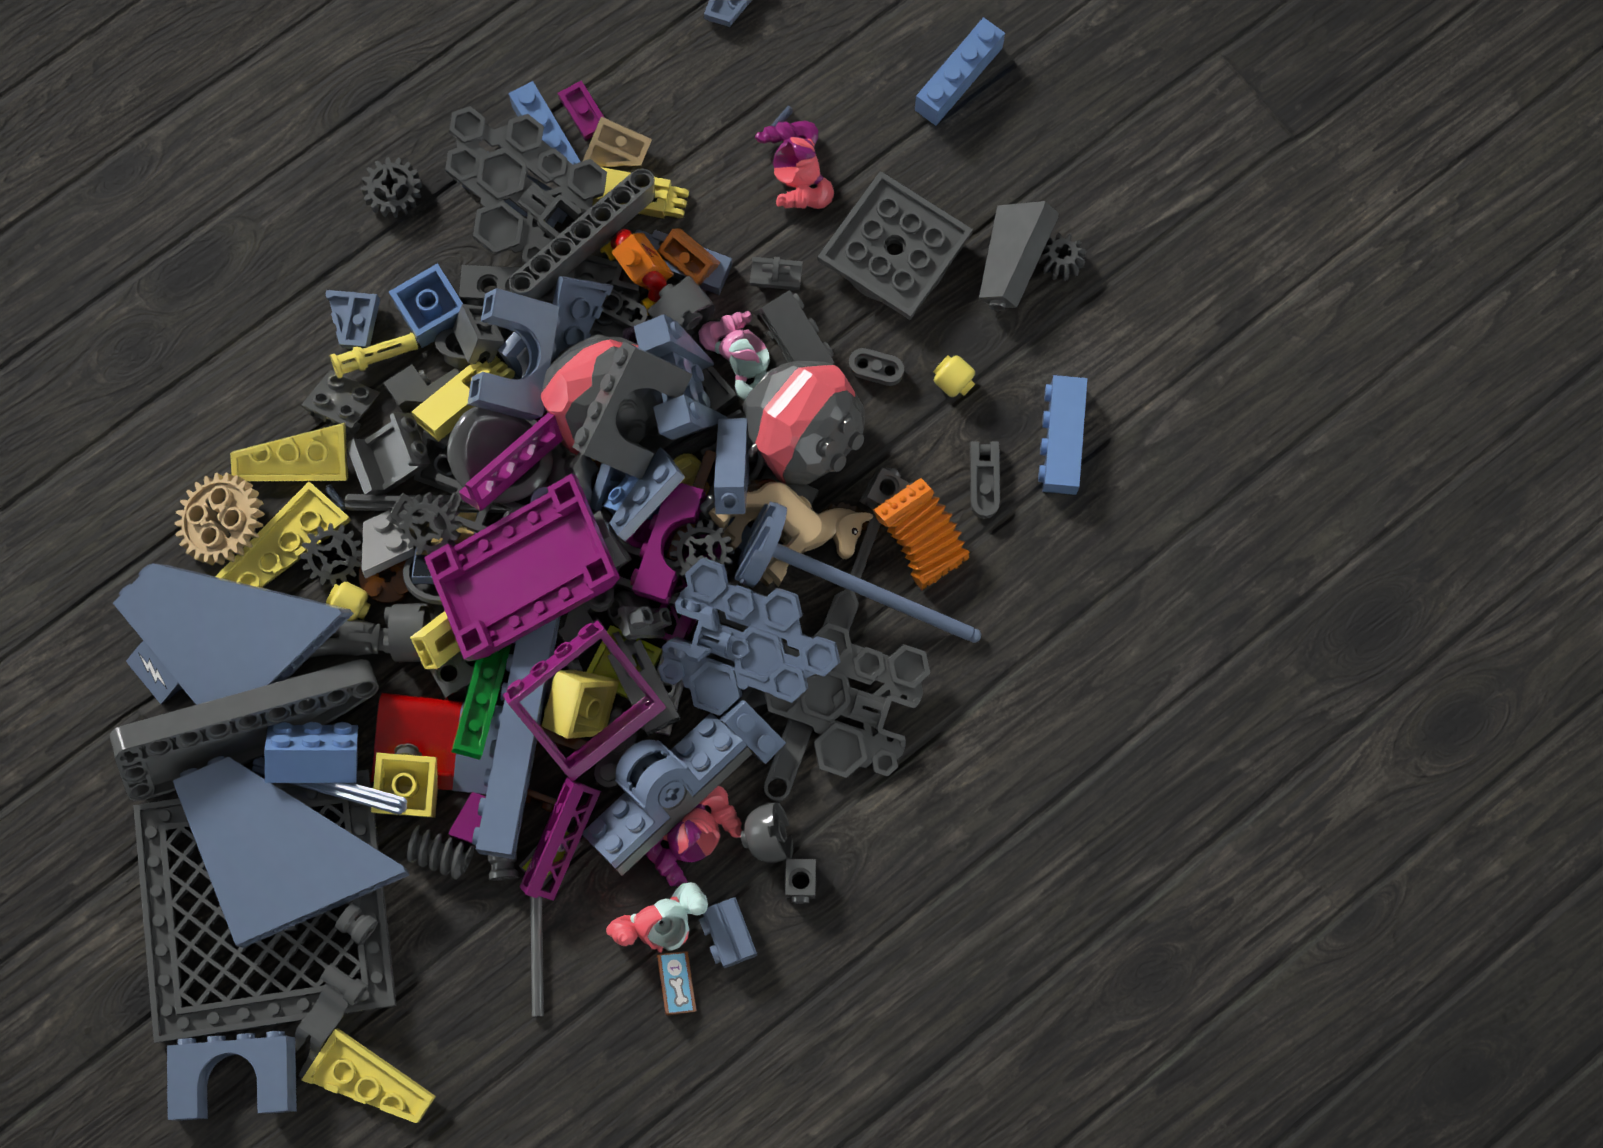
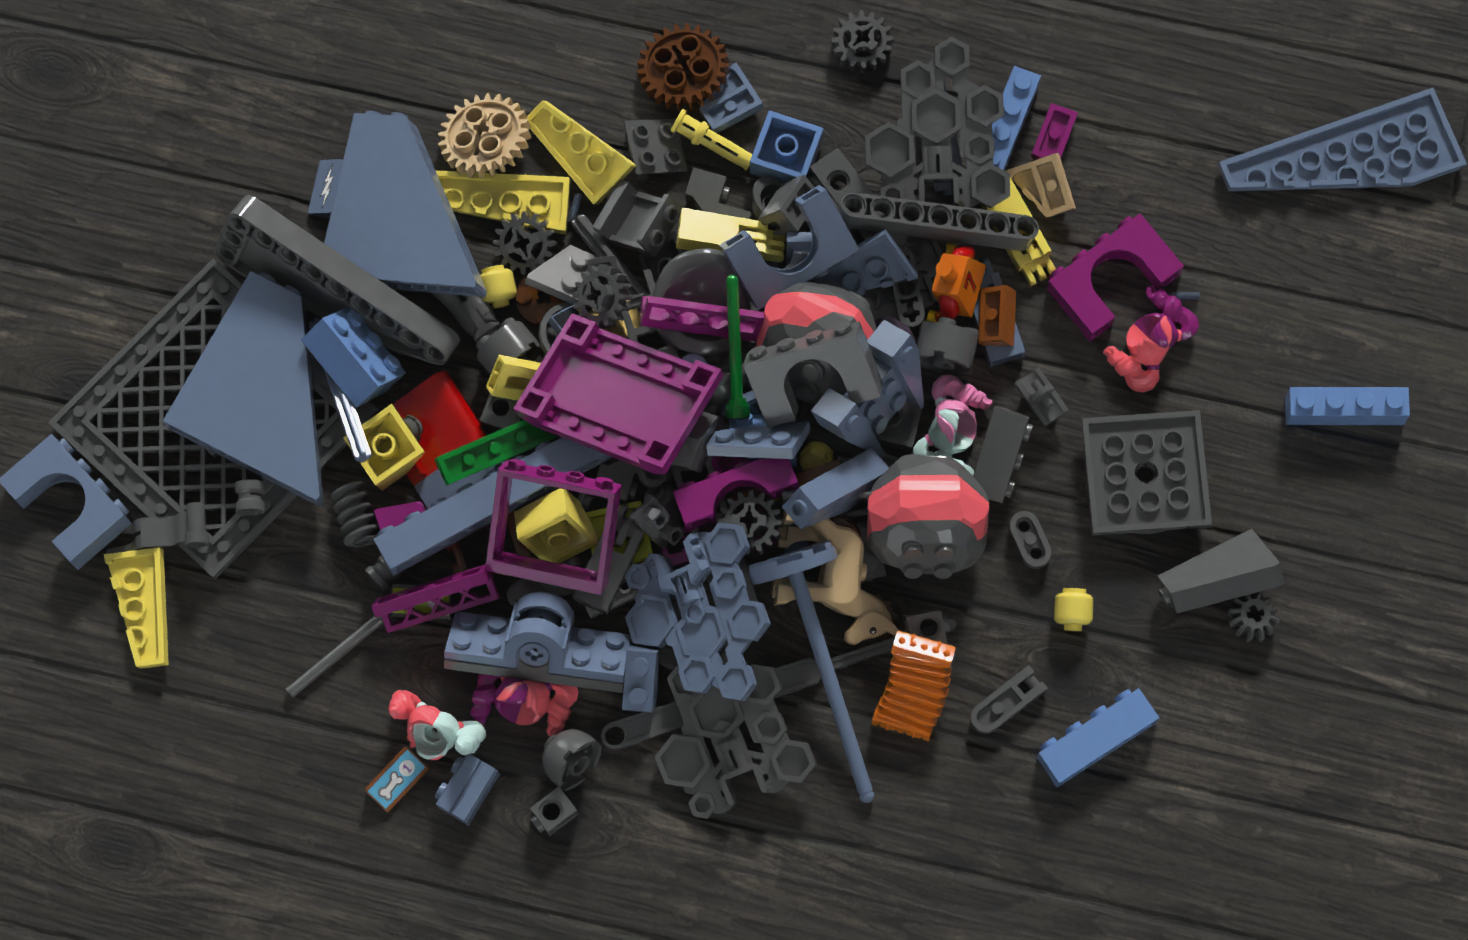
camera: 55 degrees right, 0 degrees up
(288, 353) = (707, 56): none -> reddish brown gear
(603, 491) = (737, 404): none -> green piece
(713, 119) = (1131, 242): none -> magenta arch

